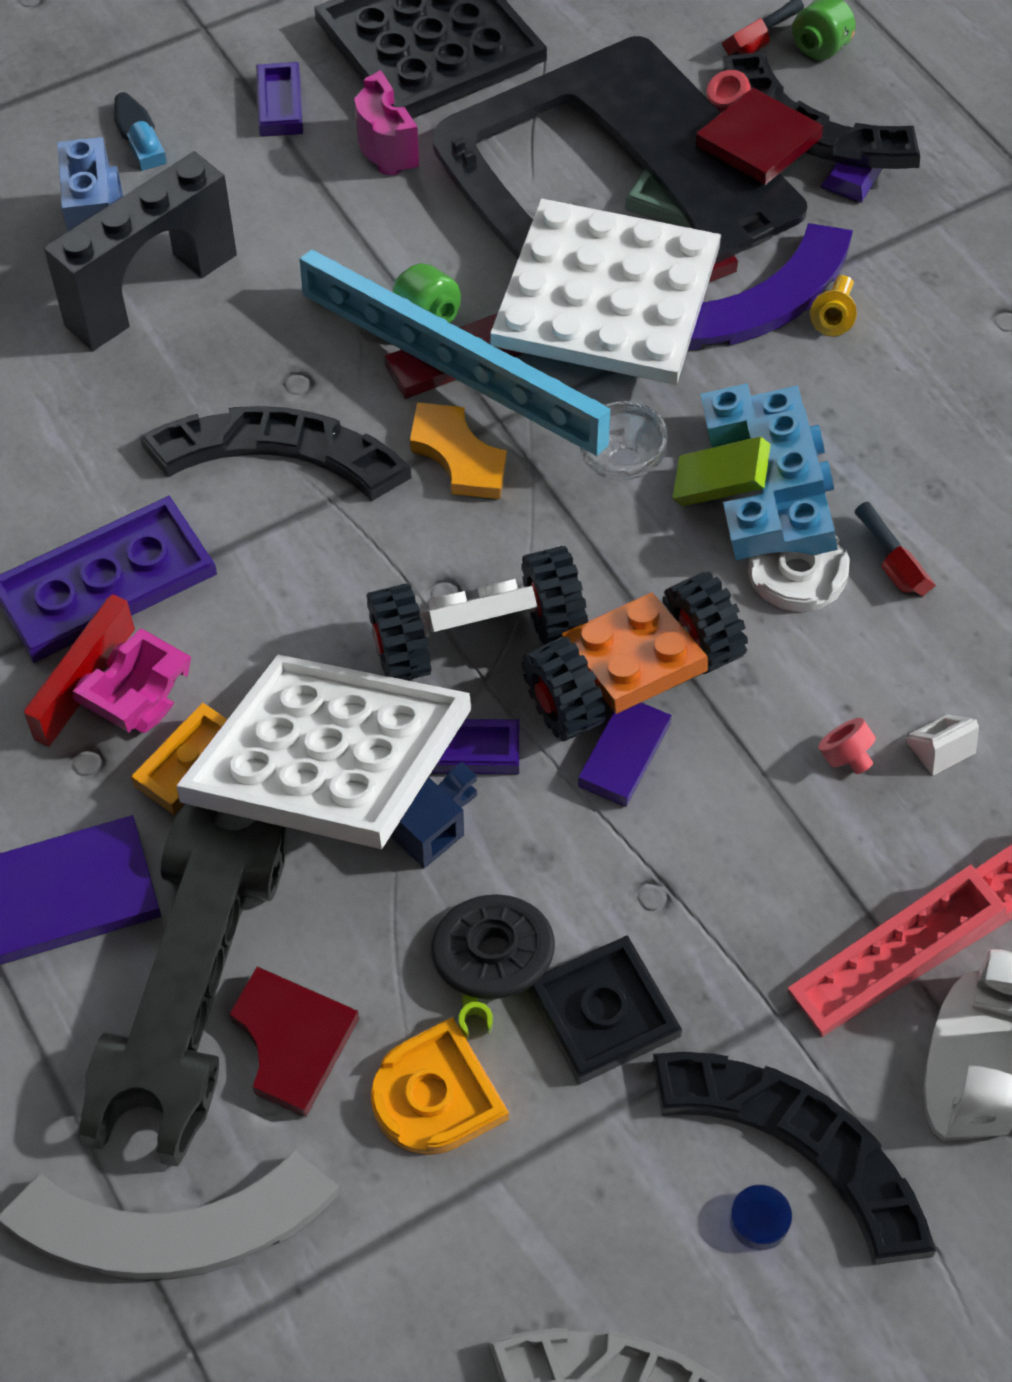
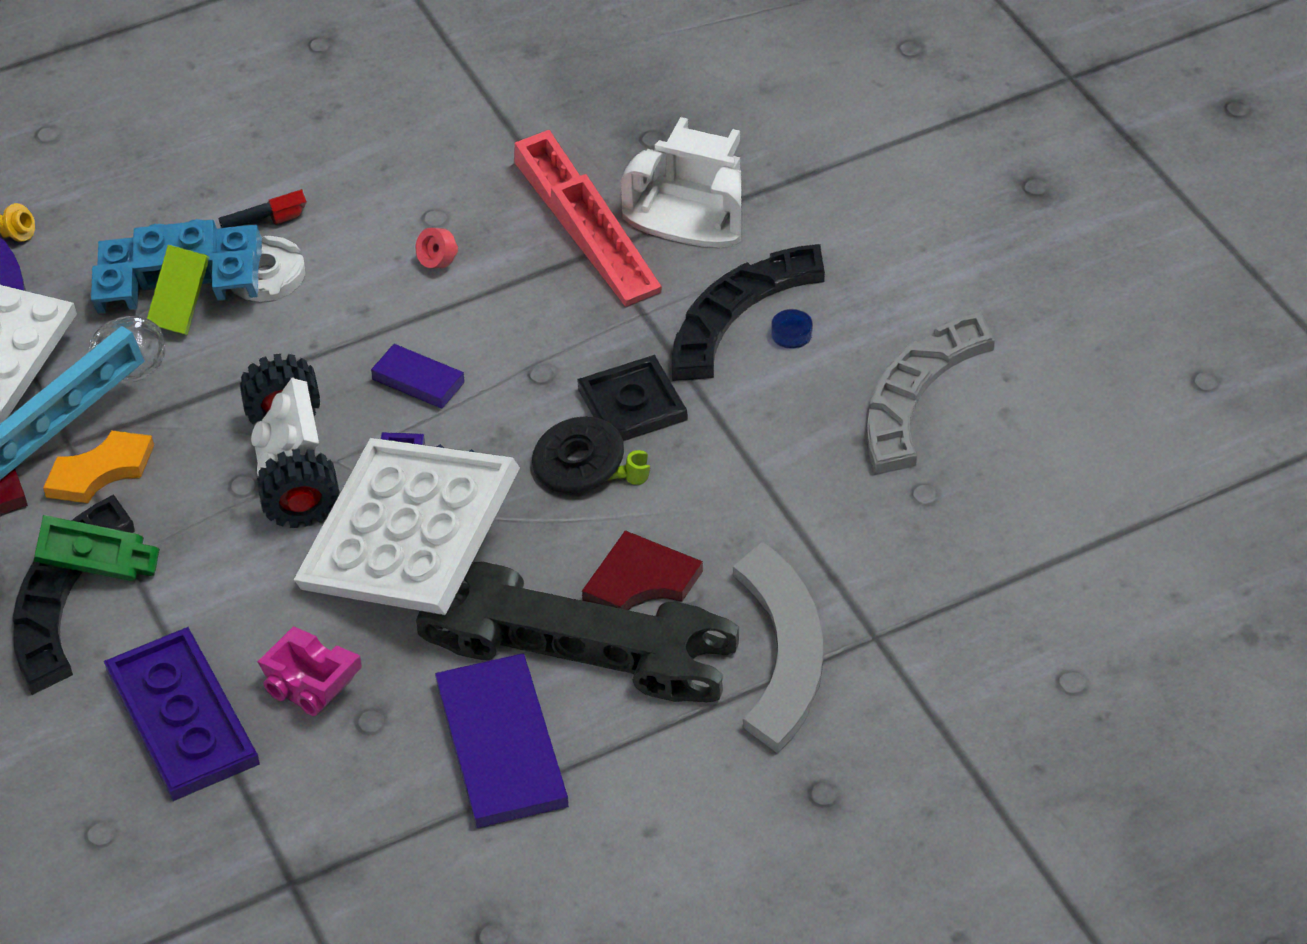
camera: 85 degrees left, 10 degrees down
(54, 701) = (286, 712): red tile -> none
(173, 759) = (386, 638): light orange plate -> none
(313, 456) = (94, 549): none -> green hinge
(434, 1093) = (689, 494): light orange tile -> none
(634, 654) = (346, 349): plate -> none
(944, 742) = (437, 203): white slope -> none

